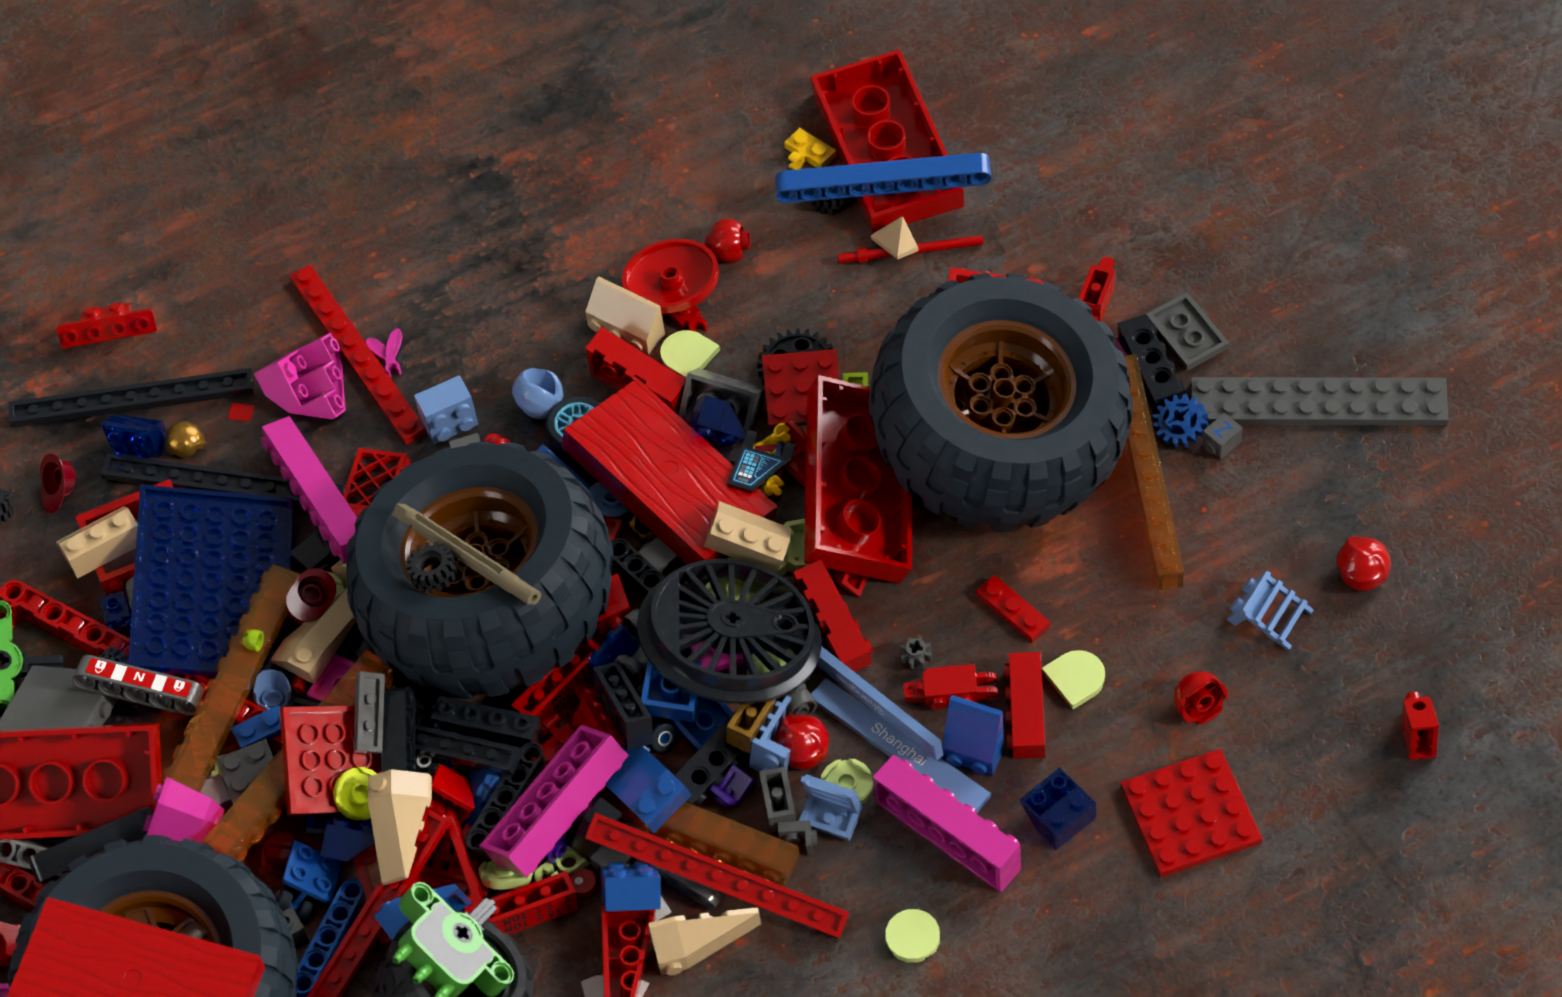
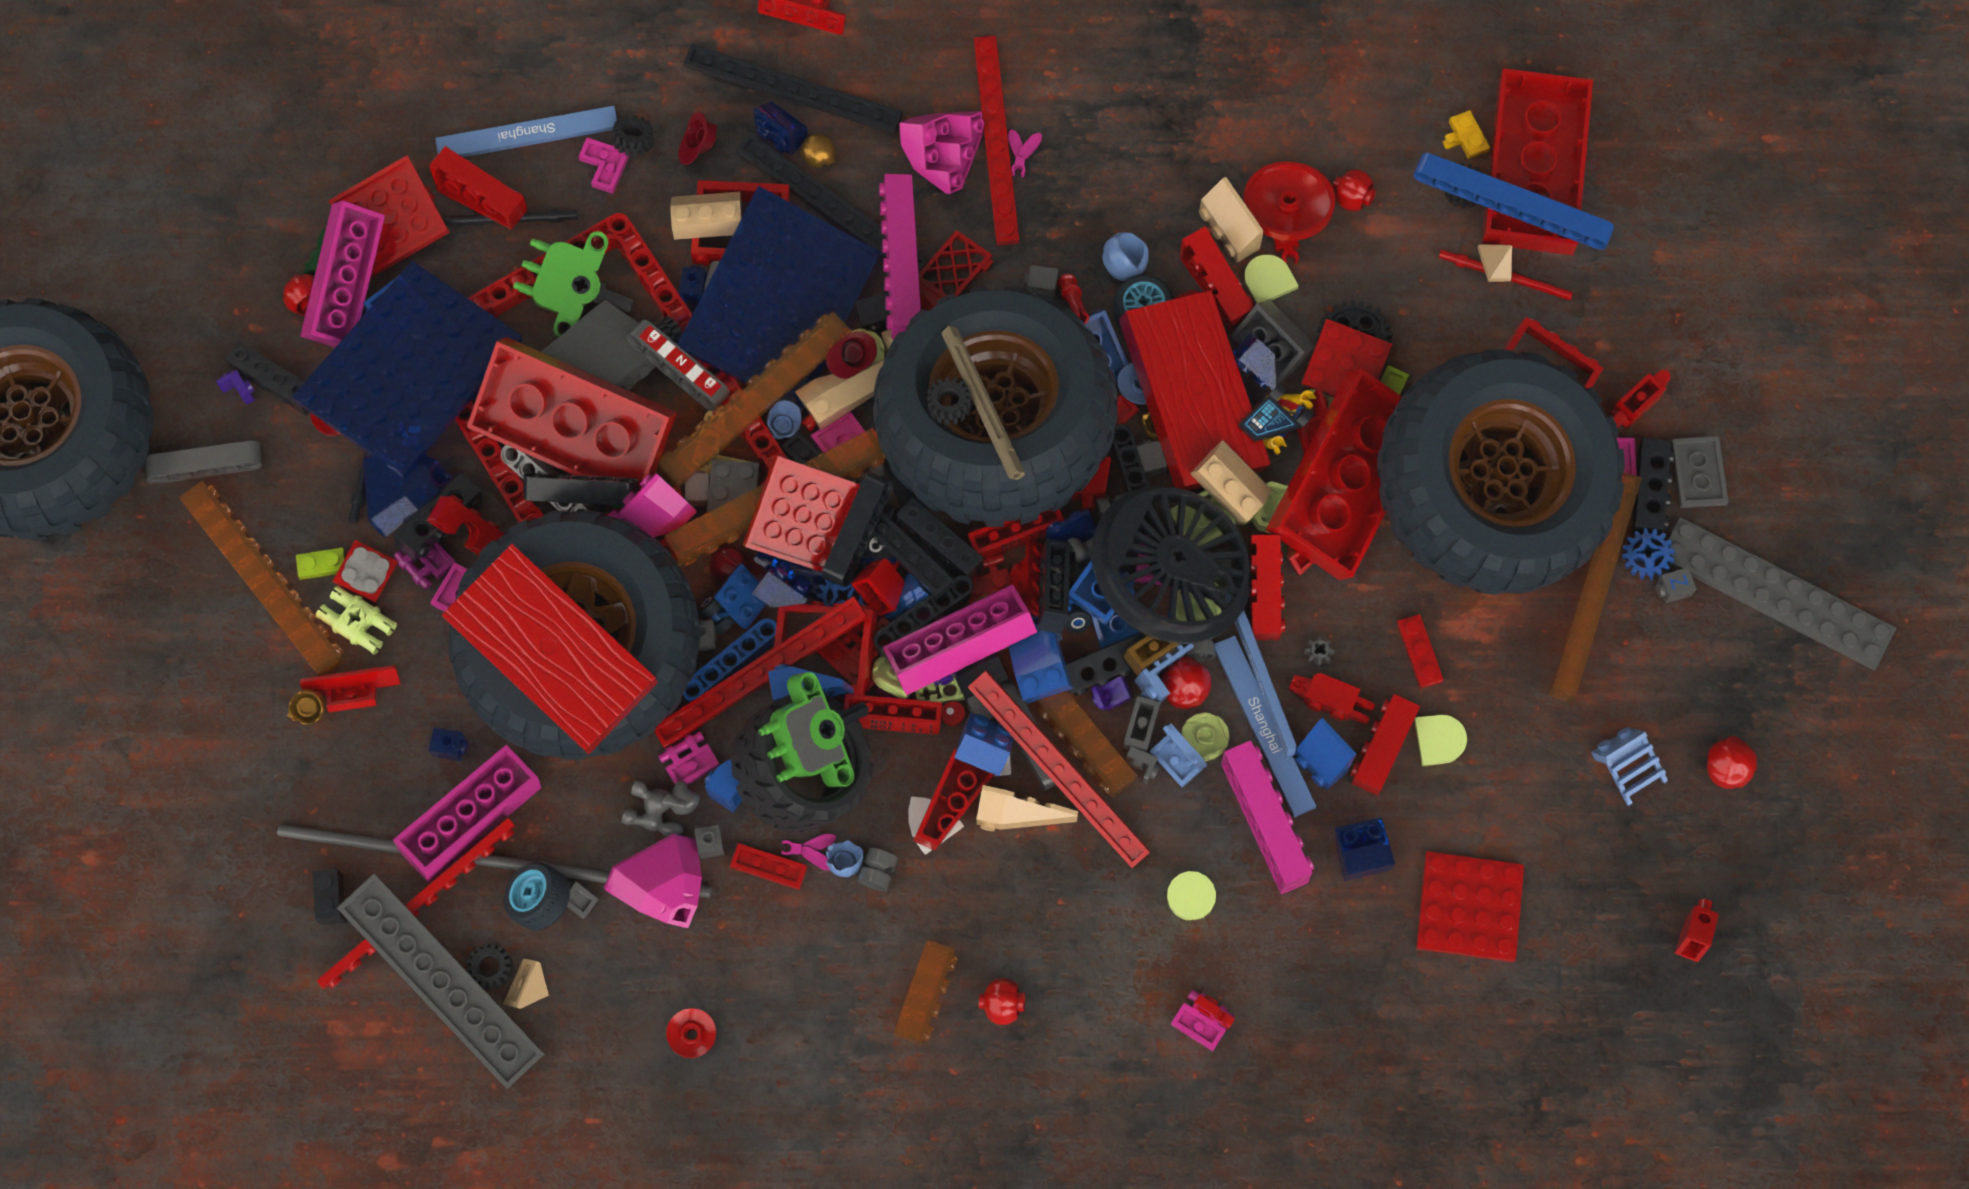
camera: 20 degrees right, 15 degrees up
(241, 412) = (876, 146): red sticker -> none
(253, 640) = (786, 375): lime hinge -> none
(258, 728) = (758, 449): blue plate -> none
(352, 793) = (808, 552): neon yellow tile -> none
(369, 712) = (847, 489): dark grey plate -> none
(396, 813) = (828, 589): tan wedge -> none
(446, 409) = (1042, 234): medium blue brick -> none
(1199, 697) = (1530, 811): red cylinder -> none

